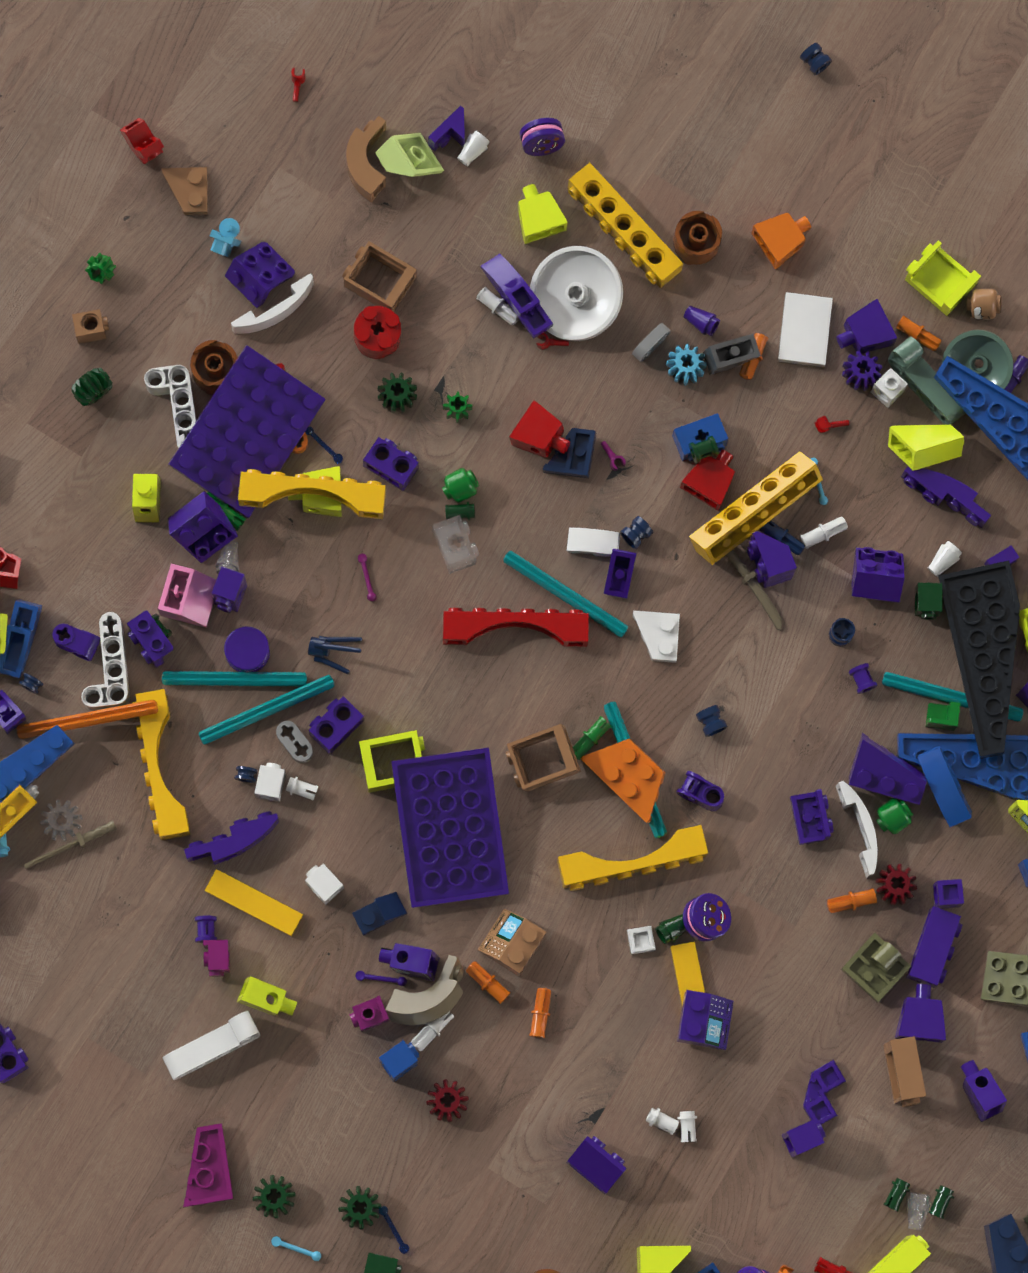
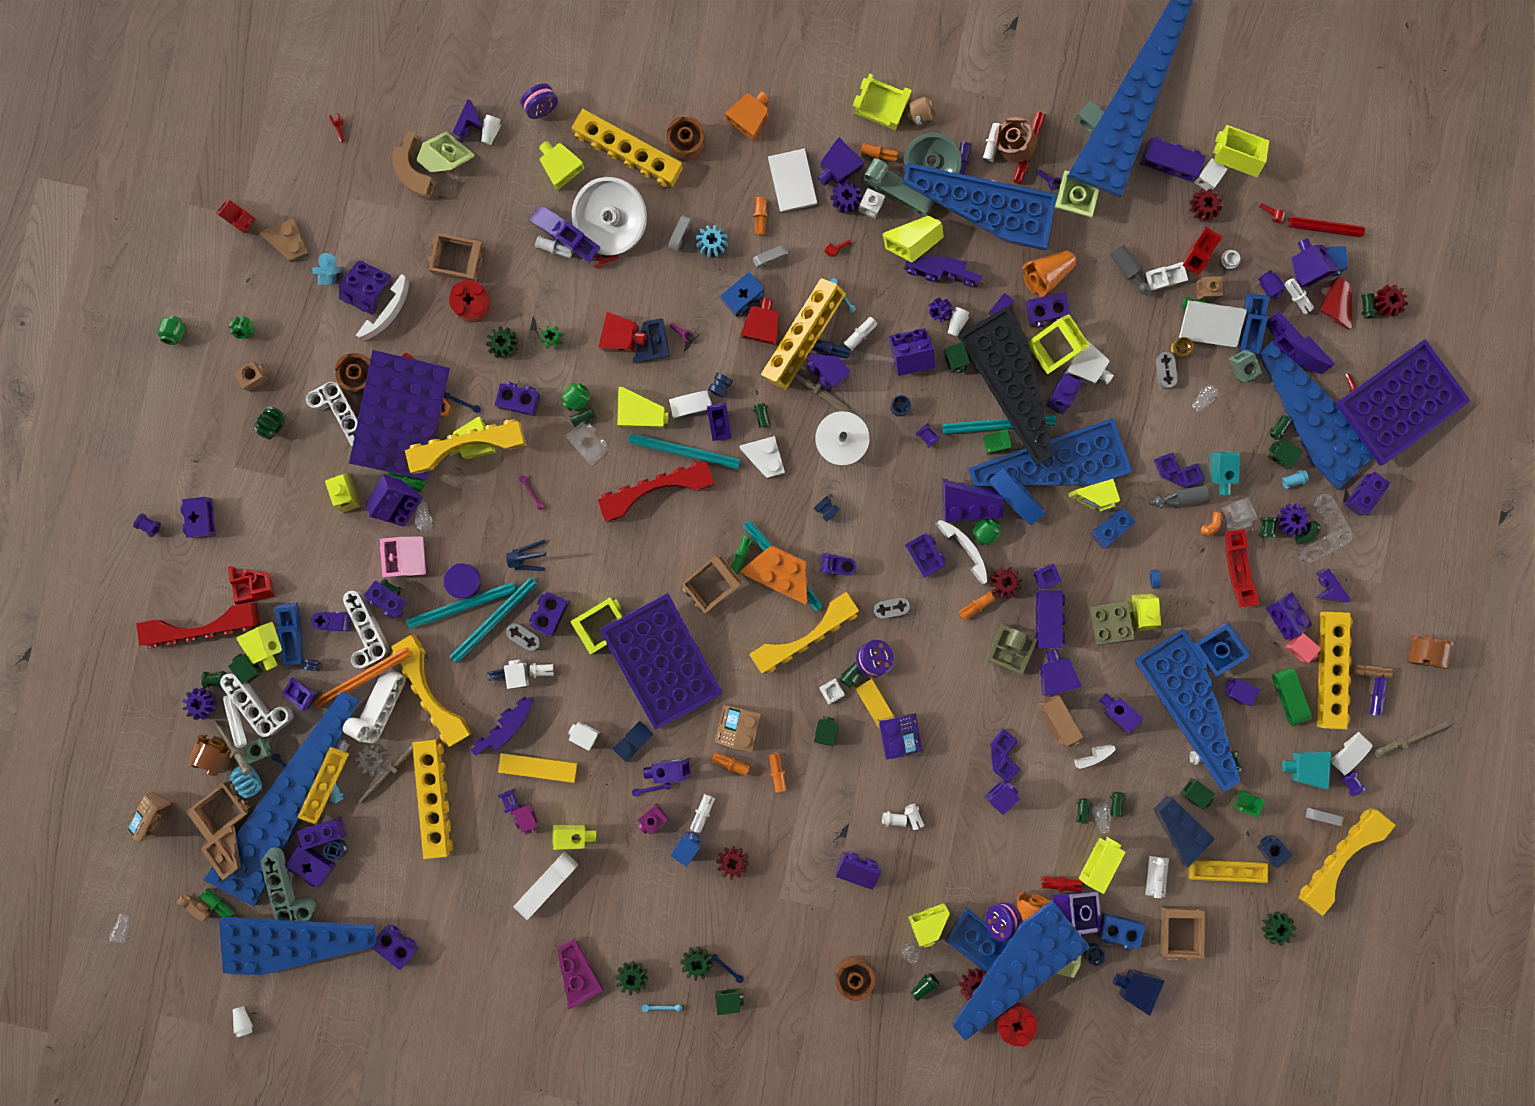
camera: 10 degrees left, 10 degrees up
(17, 242) = (171, 330): none -> green head
(91, 761) = (378, 708): none -> white beam
(124, 830) = (430, 847): none -> yellow brick
(229, 590) = (431, 542): dark purple brick -> none
(432, 1003) = (695, 797): dark tan arch -> none
(530, 529) = (639, 412): none -> neon yellow slope
(616, 984) = (825, 731): none -> dark green brick
(673, 584) = (762, 415): none -> dark green pin
(702, 320) = (713, 202): dark purple cone -> none
(703, 449) = (748, 304): dark green bush -> none
(731, 353) = (743, 220): flat silver slope -> none
(748, 406) = (770, 256): none -> light grey beam
(748, 860) = (889, 603): none -> light grey beam
(759, 643) = (842, 438): none -> white piece
(928, 537) = (940, 309): none -> dark purple gear
(939, 1131) = (1099, 754): none -> white slope

